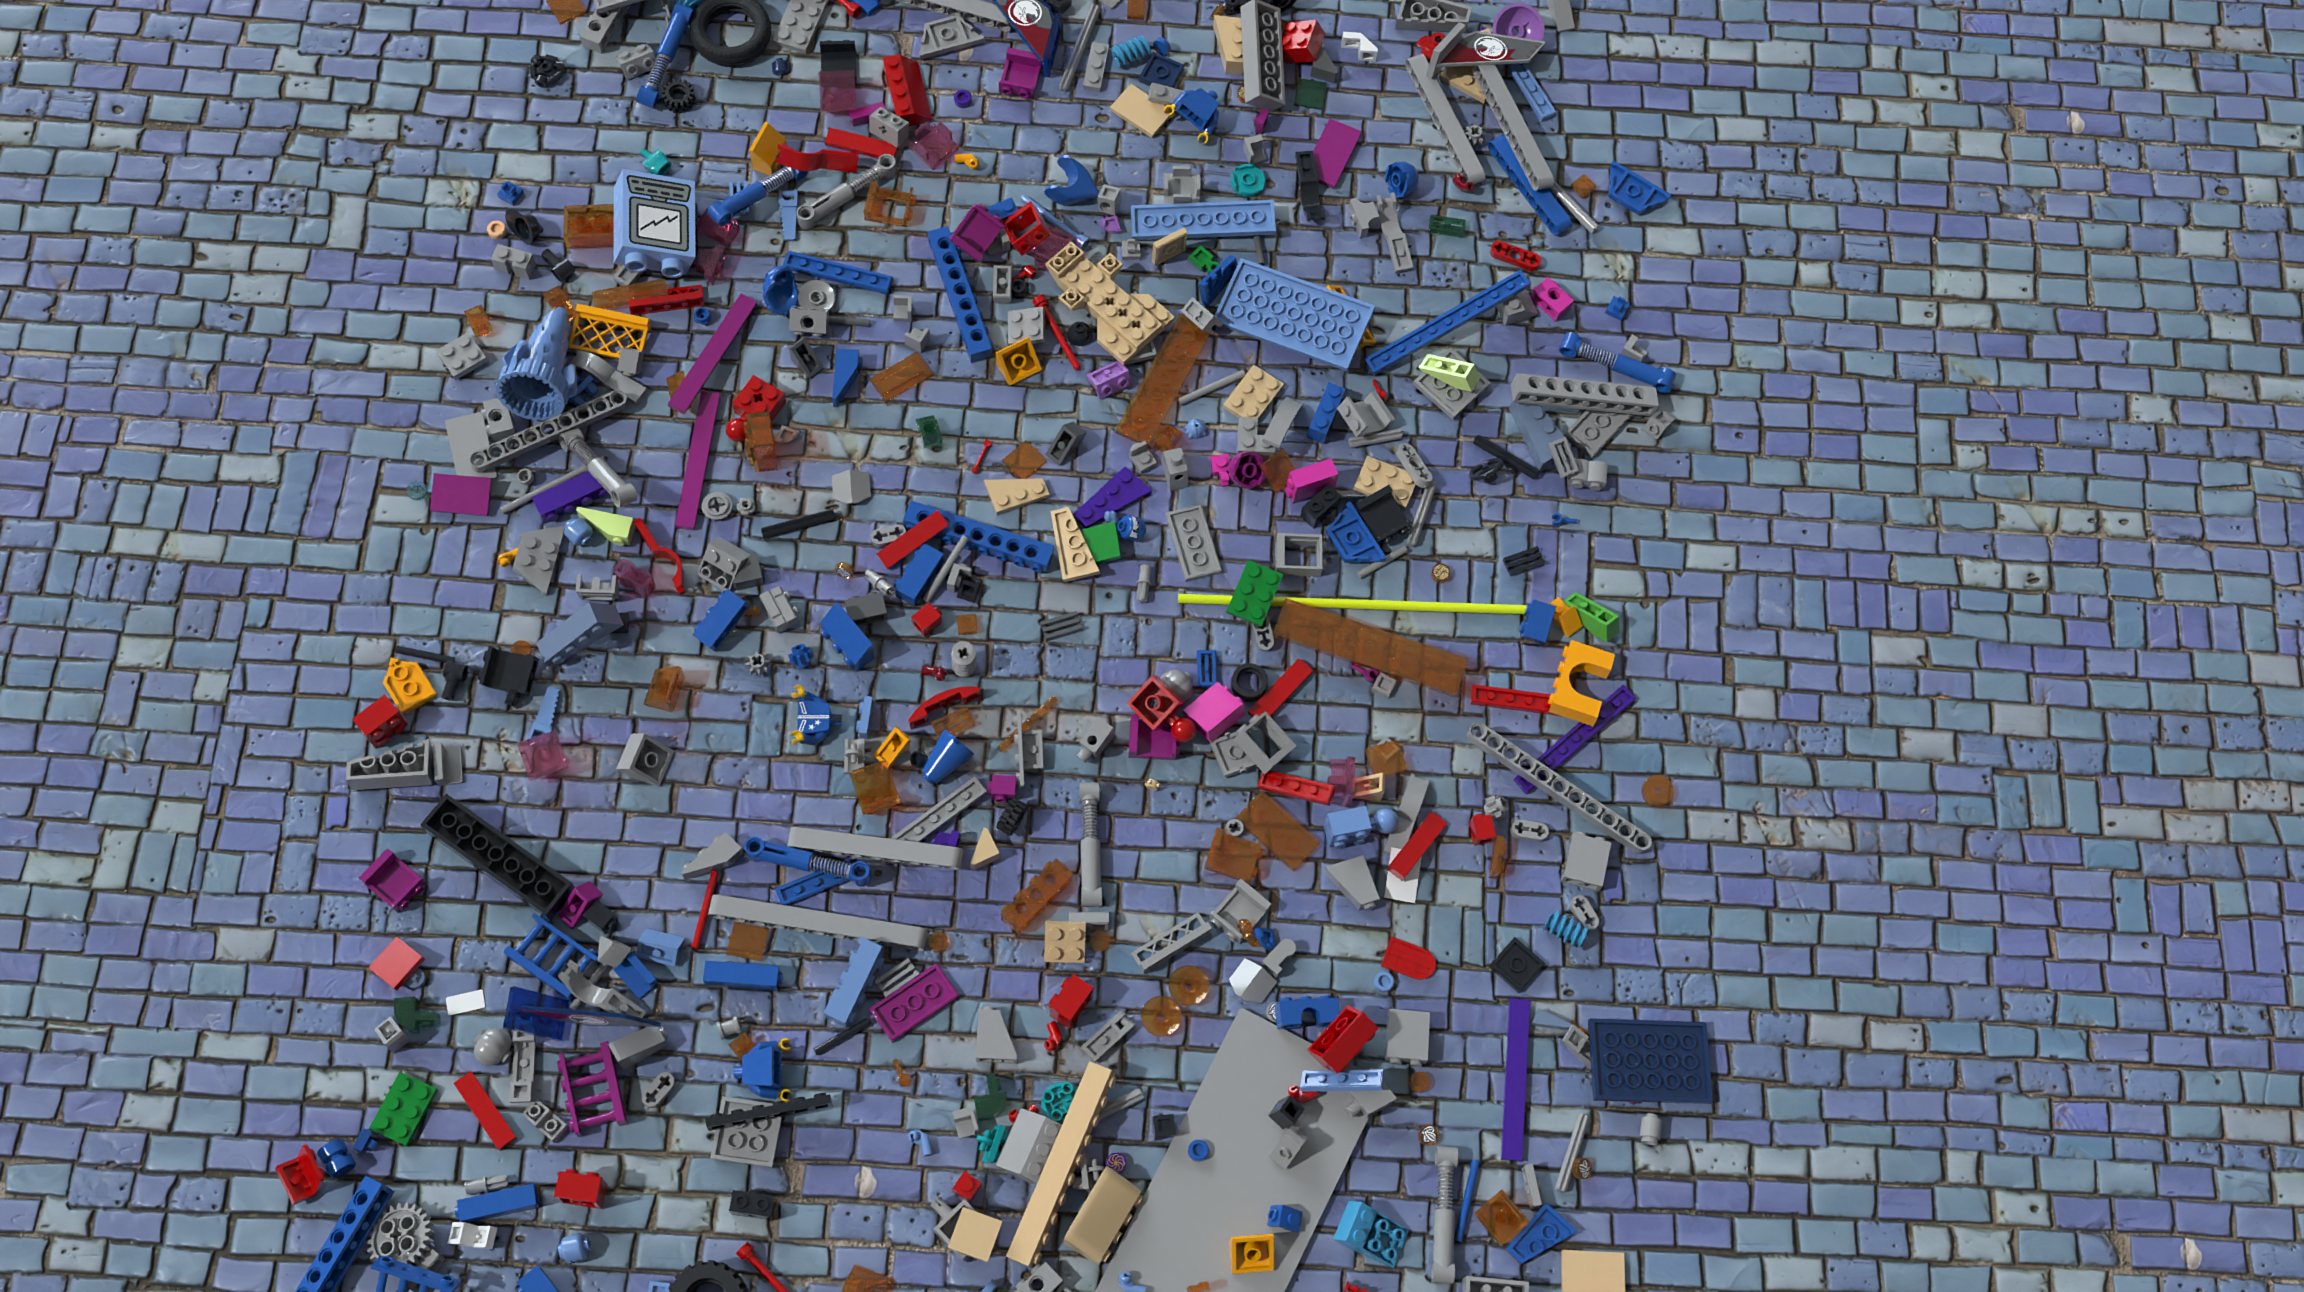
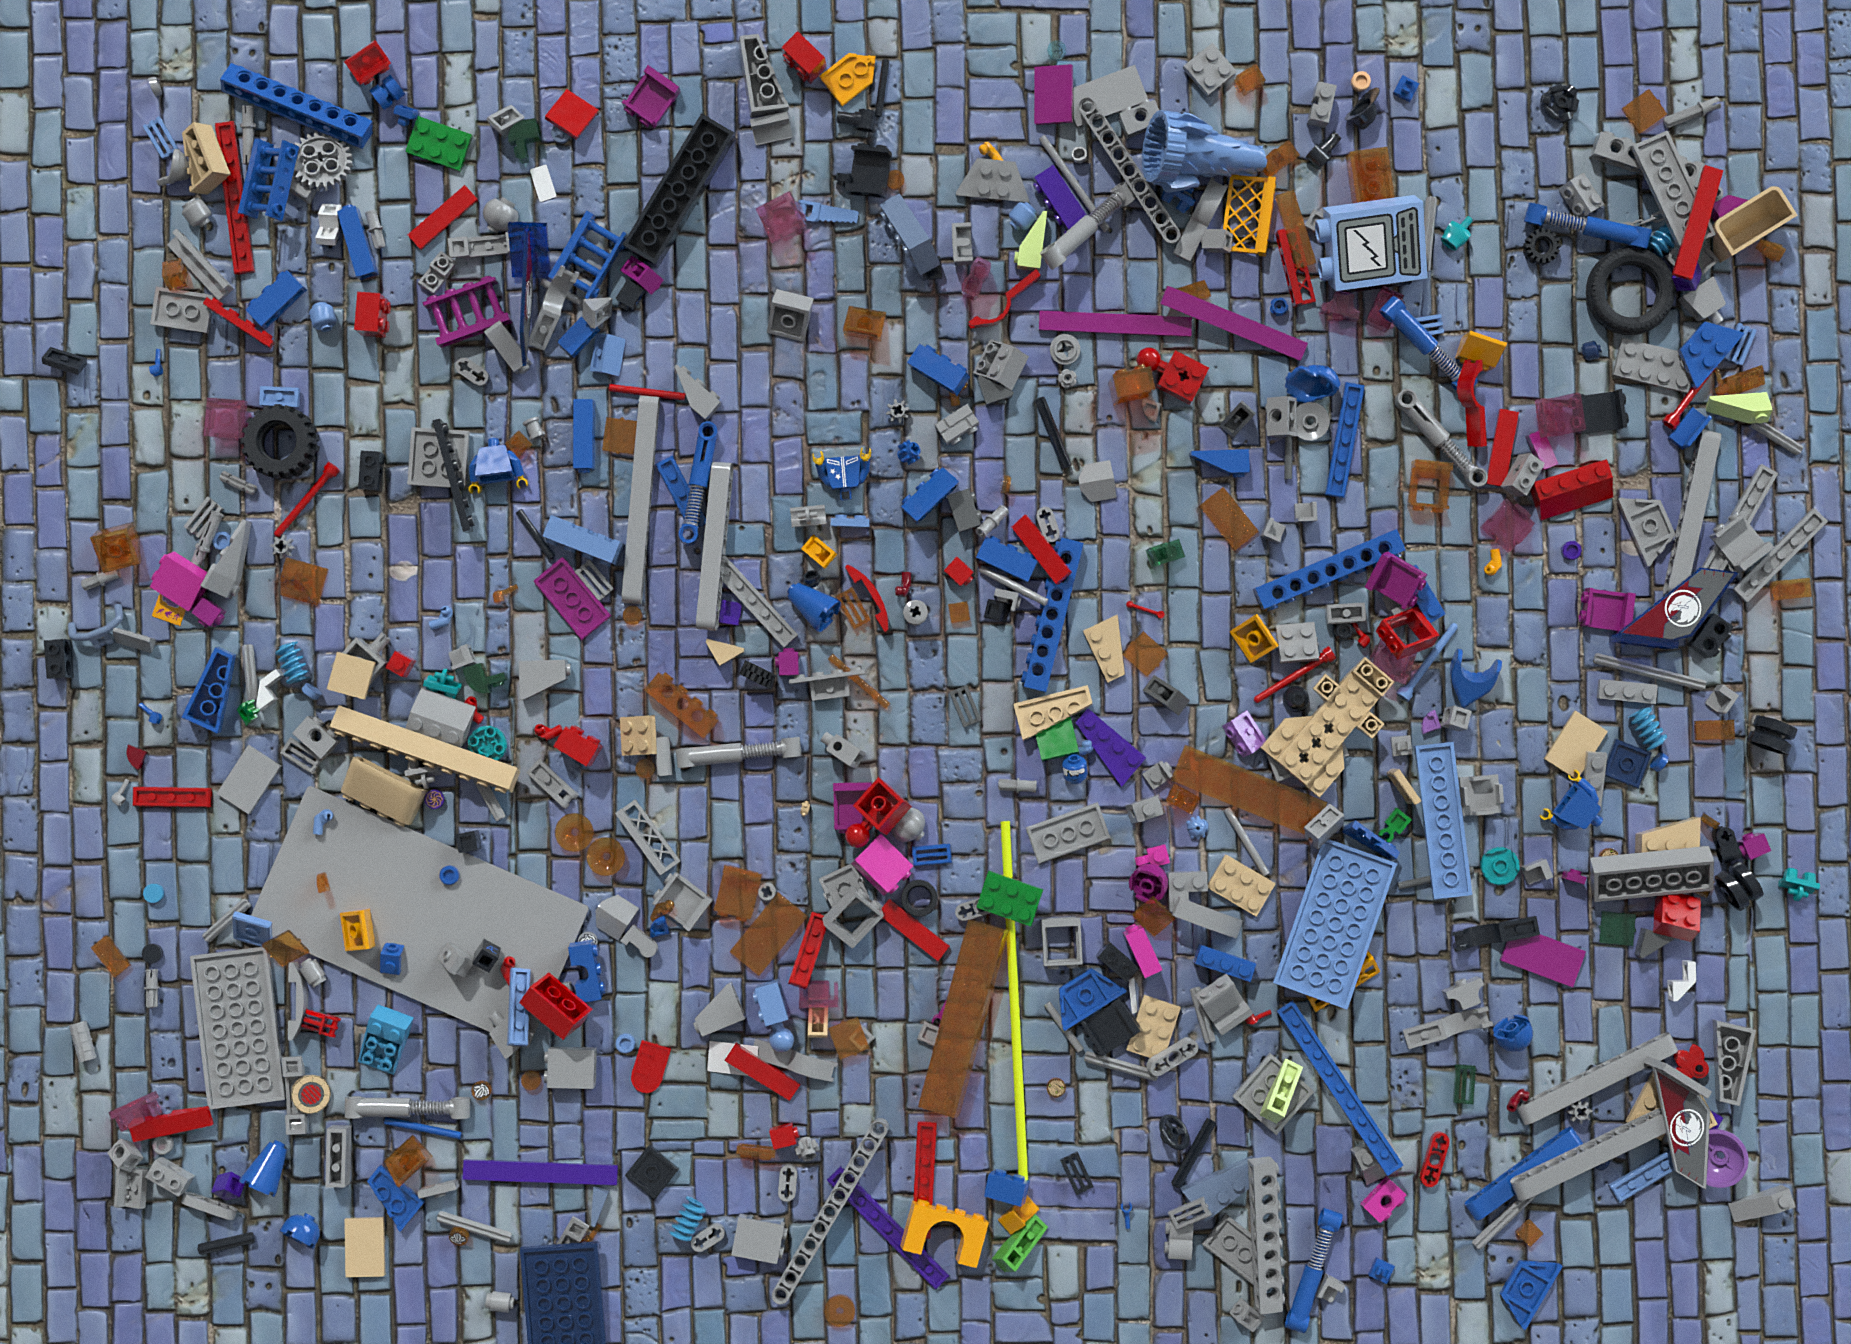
camera: 90 degrees right, 20 degrees up
(788, 212) = (1410, 381): medium blue piece -> none
(874, 787) = (775, 540): clear orange bracket -> none

